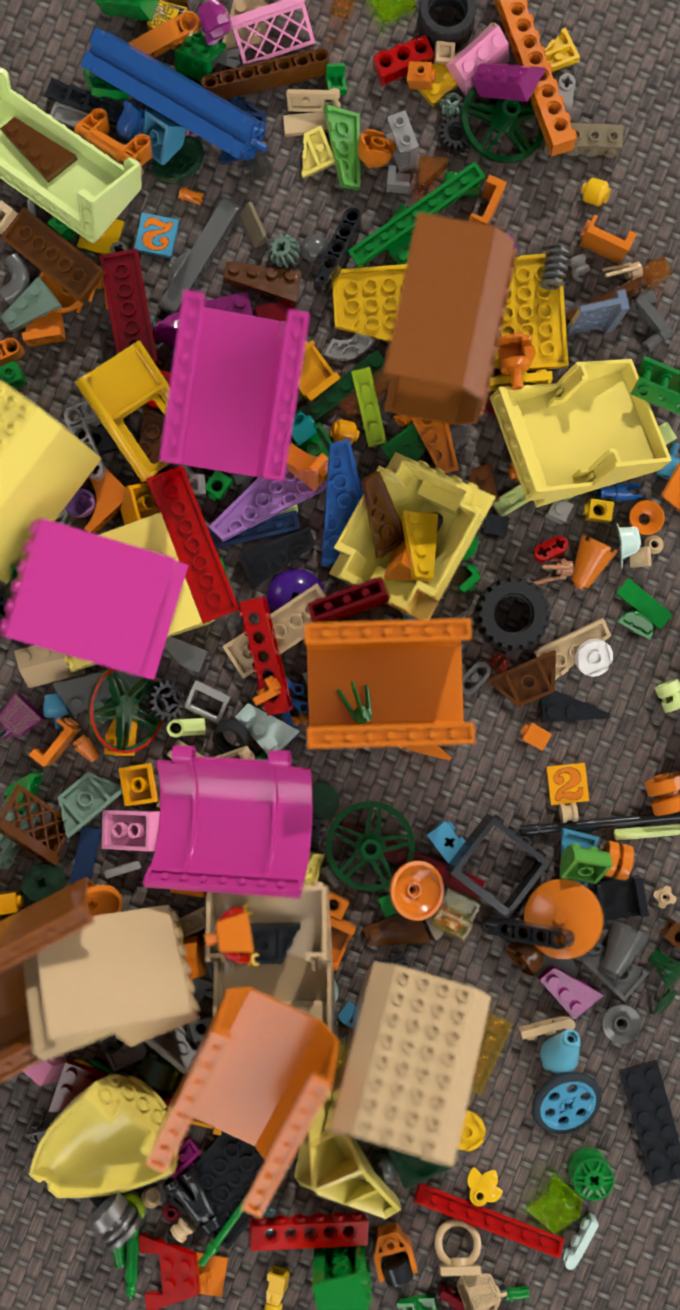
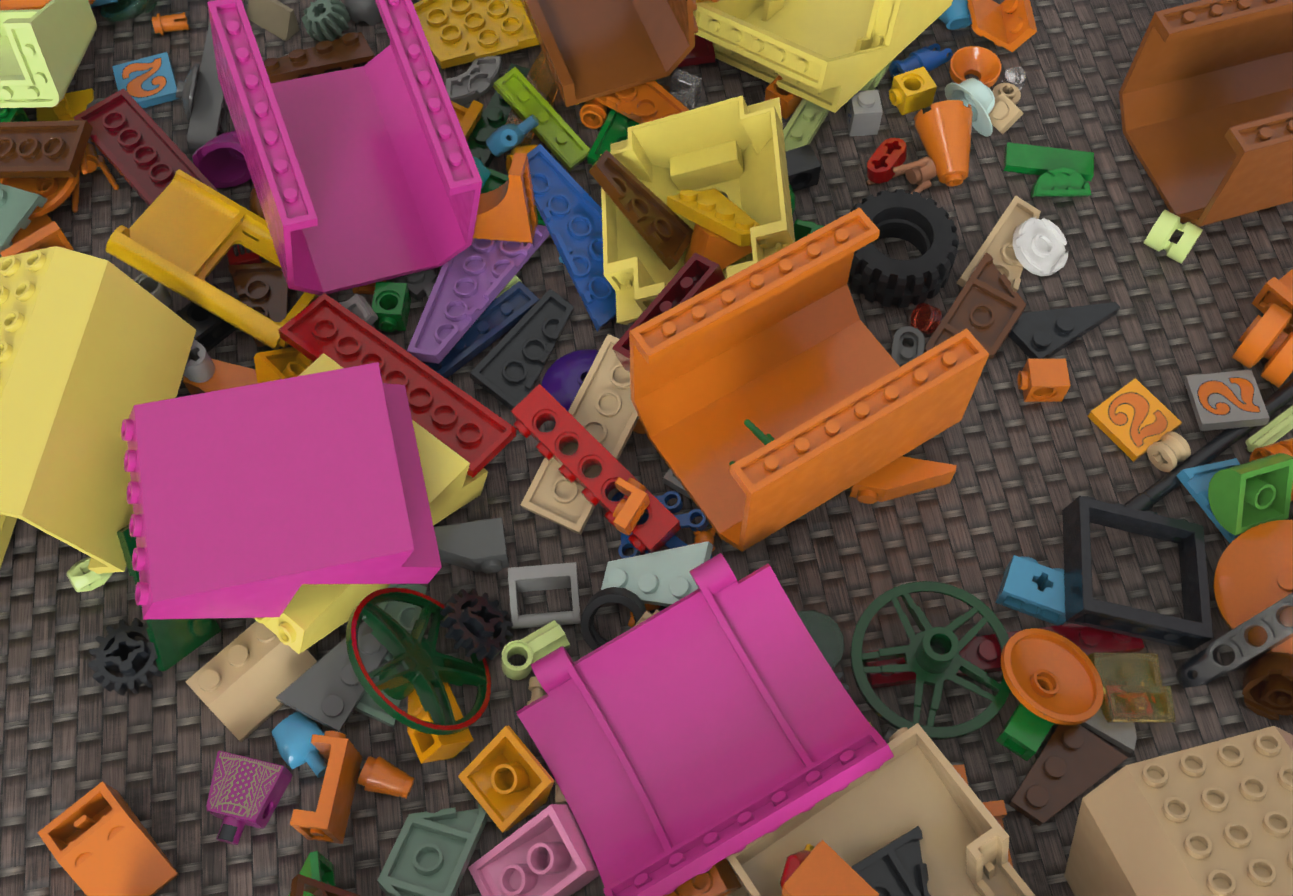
camera: 35 degrees left, 25 degrees down
(341, 411) = (510, 136): none -> dark azure piece
(621, 804) = (1226, 400): none -> light grey tile
(664, 533) = (1011, 73): none -> clear hinge

